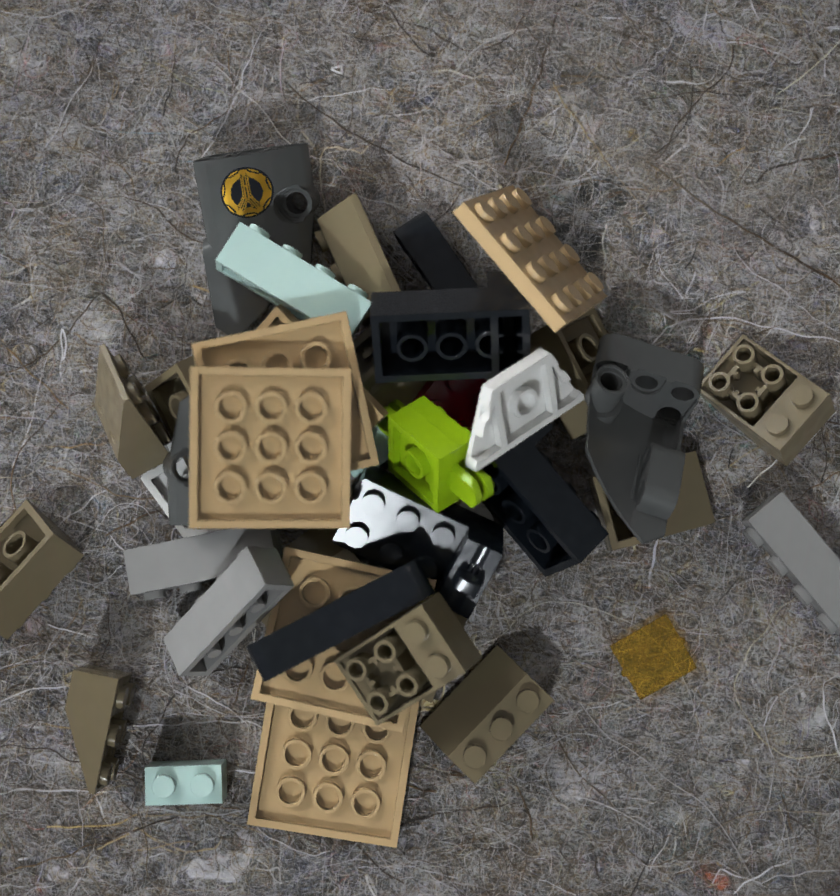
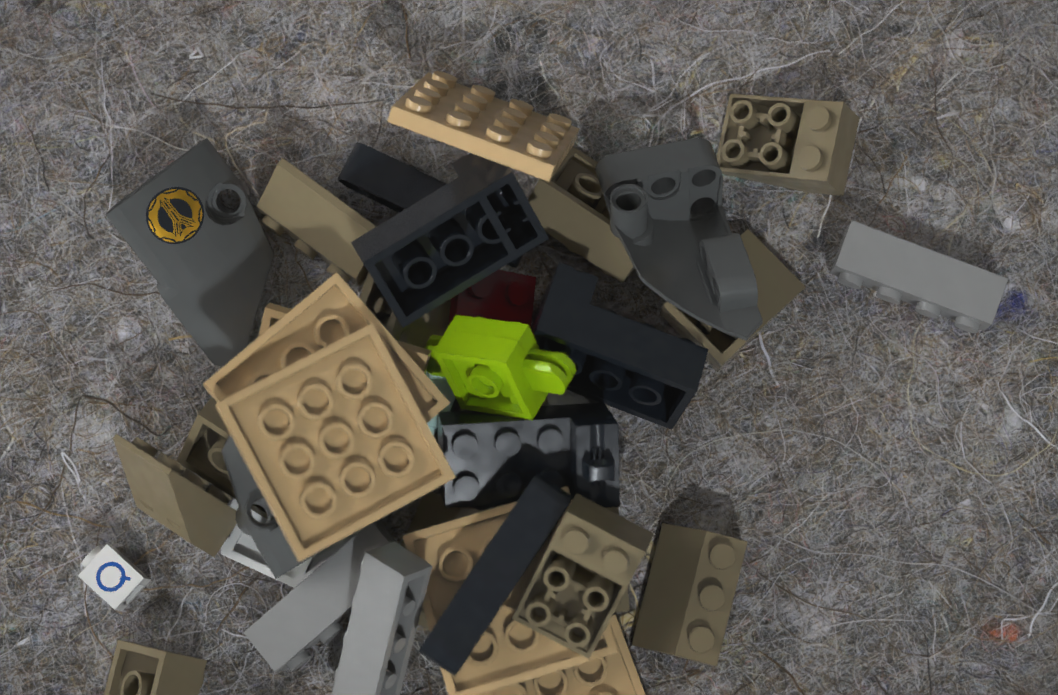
camera: 25 degrees left, 5 degrees down
(47, 449) = (112, 576): none -> white brick
(288, 280) = (259, 275): light aqua brick -> none
(518, 406) = (553, 271): white wing -> none
(652, 656) = (819, 450): clear yellow piece -> none

